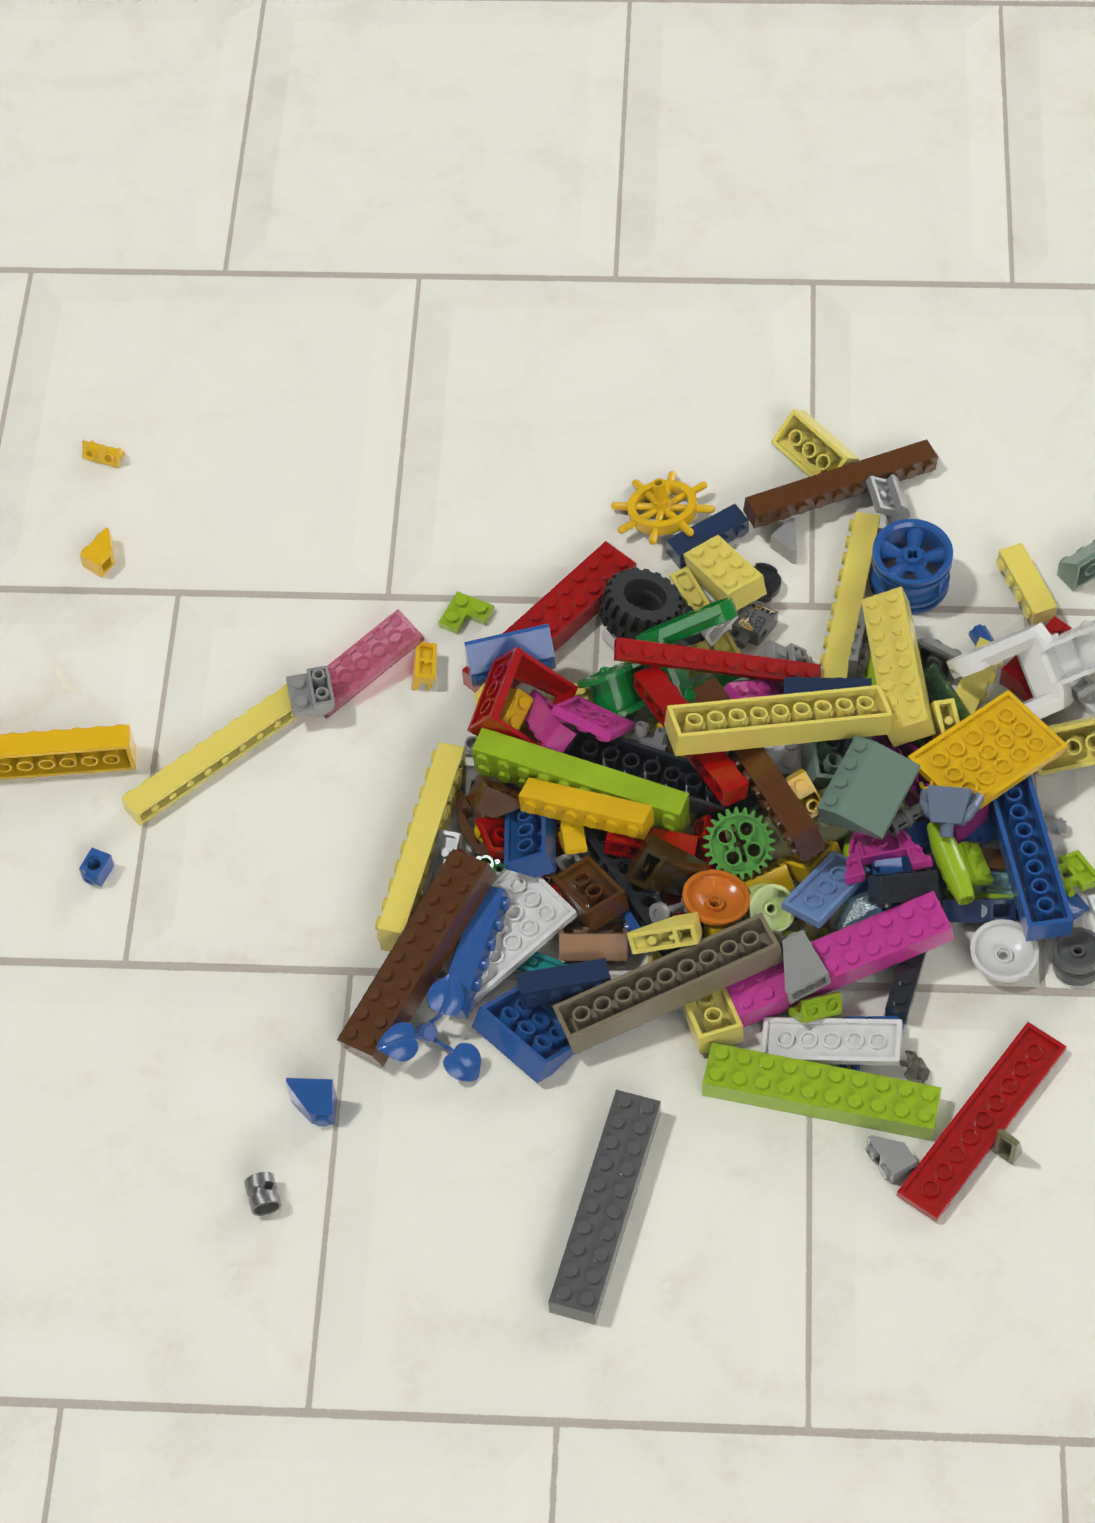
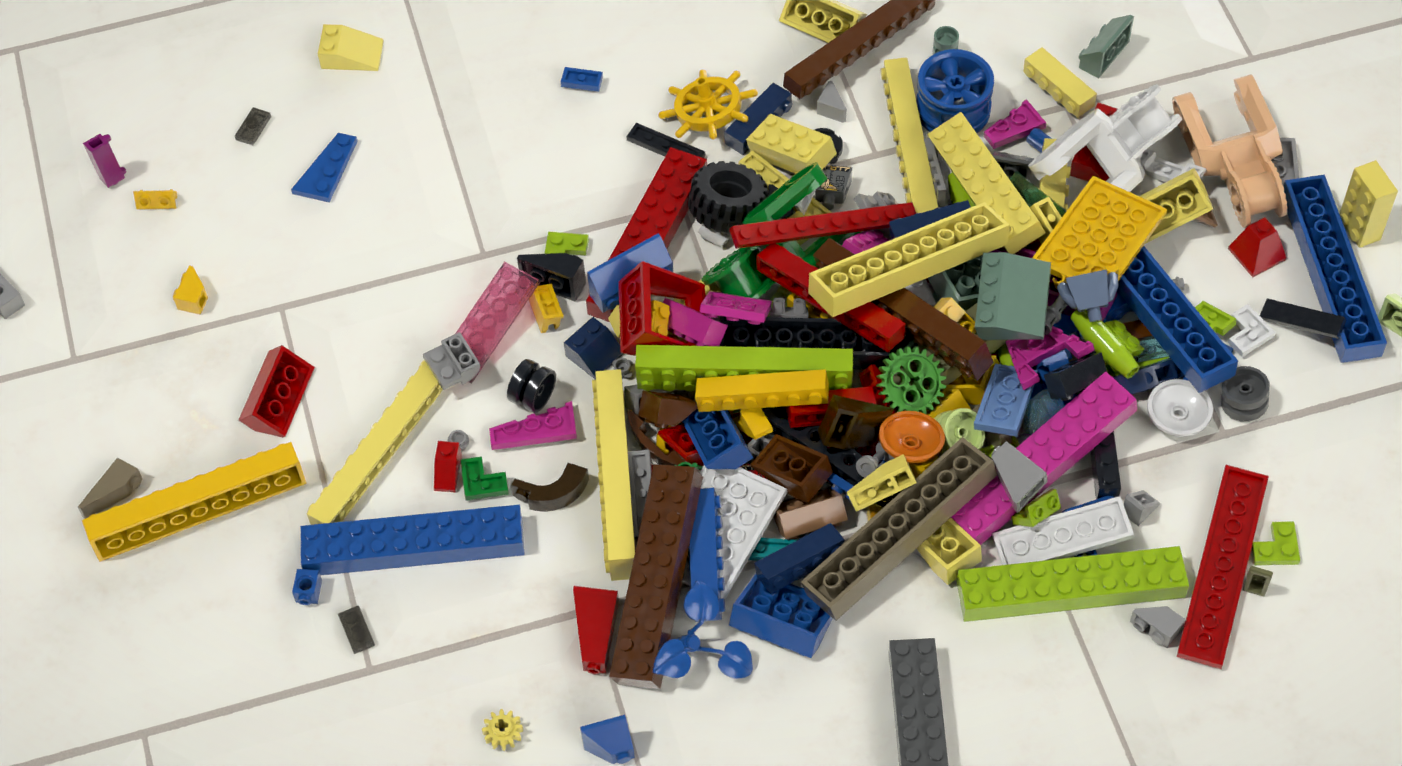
camera: 20 degrees left, 0 degrees up
(66, 402) = (104, 160): none -> magenta brick
(126, 921) = (356, 629): none -> clear smoke plate
(140, 673) = (276, 392): none -> red slope
(210, 853) = (413, 540): none -> blue brick
(220, 407) = (252, 126): none -> clear smoke plate
(227, 1056) = (512, 729): none -> light yellow gear
(269, 792) = (447, 466): none -> red slope
(271, 471) = (326, 171): none -> blue wing
(290, 770) = (459, 436): none -> light grey plate
(292, 817) = (479, 485): none -> green plate
(339, 355) = (349, 49): none -> light yellow slope
(346, 986) = (596, 620): none -> red slope
(363, 850) = (554, 495): none -> dark brown arch
(377, 738) = (531, 385): none -> black wheel
(378, 783) = (536, 429): none -> dark pink wing
(445, 631) = (559, 269): none -> black slope
(450, 717) = (592, 347): none -> dark blue slope
(551, 447) = (581, 79): none -> blue plate
(600, 532) = (658, 141): none -> black tile
(888, 497) = (909, 40): light grey brick -> none
(916, 1068) = (1148, 537): clear smoke plate -> none
(923, 1035) = (1139, 506): none -> light grey slope
(927, 508) = (945, 39): none -> sand green wheel
(962, 616) = (1015, 126): none -> dark pink wing
(1047, 1125) = (1281, 550): none -> lime plate

